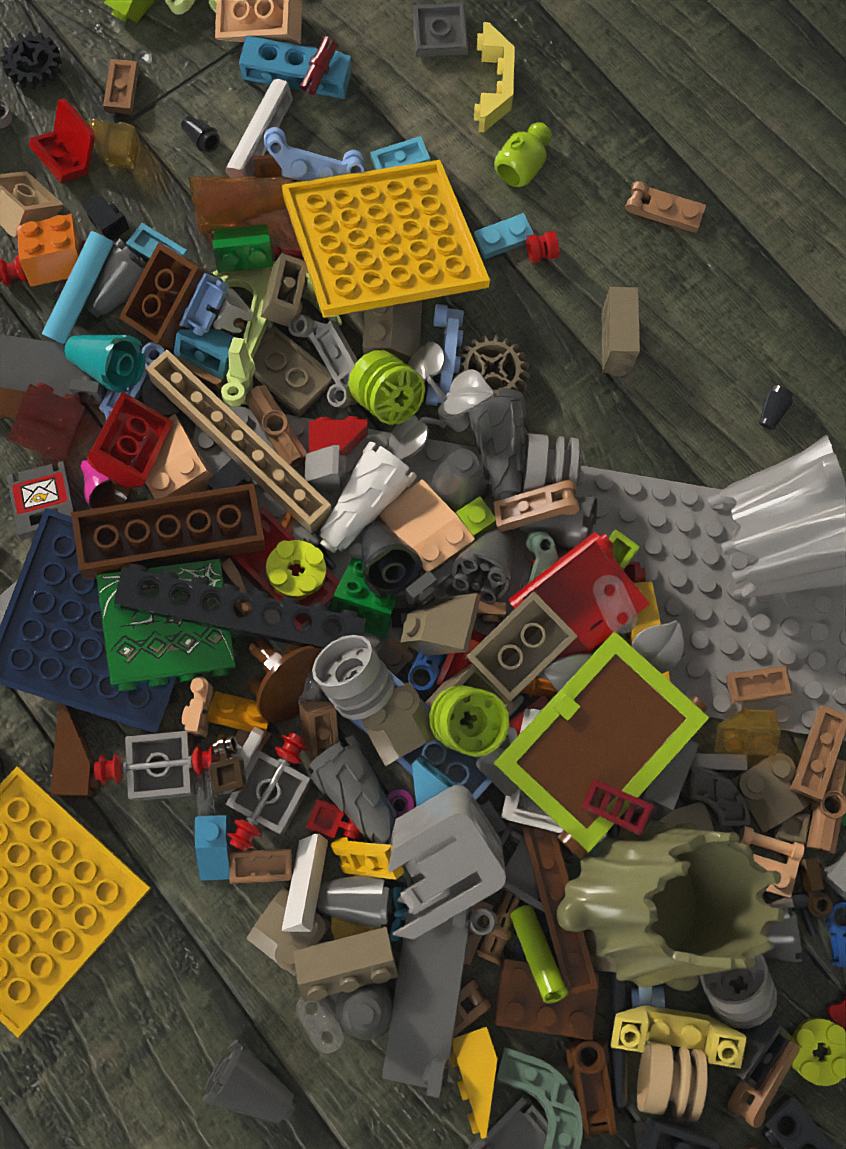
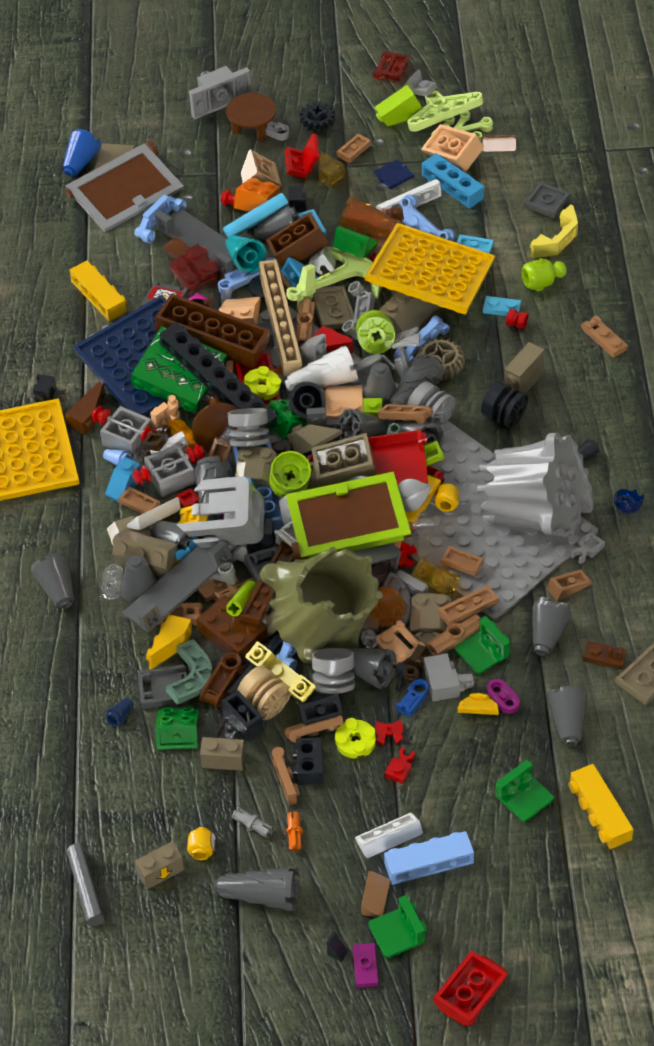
camera: 40 degrees right, 25 degrees down
(129, 442) = (224, 287): red slope -> none
(176, 811) = (115, 456): none -> light blue cone
(201, 134) = (377, 187): black cone -> none
(204, 98) = (393, 174): none -> clear blue piece
(209, 292) = (310, 249): medium blue hinge -> none
(284, 290) = (356, 265): dark tan brick -> none
(319, 65) = (461, 181): dark red pin -> none
(613, 605) = (408, 469): clear plate -> none
(641, 400) = (504, 404): none -> black wheel
(643, 819) = (331, 540): dark red slope -> none
(671, 597) = (447, 497): none -> yellow head
(732, 819) = (389, 607): none -> clear orange cone

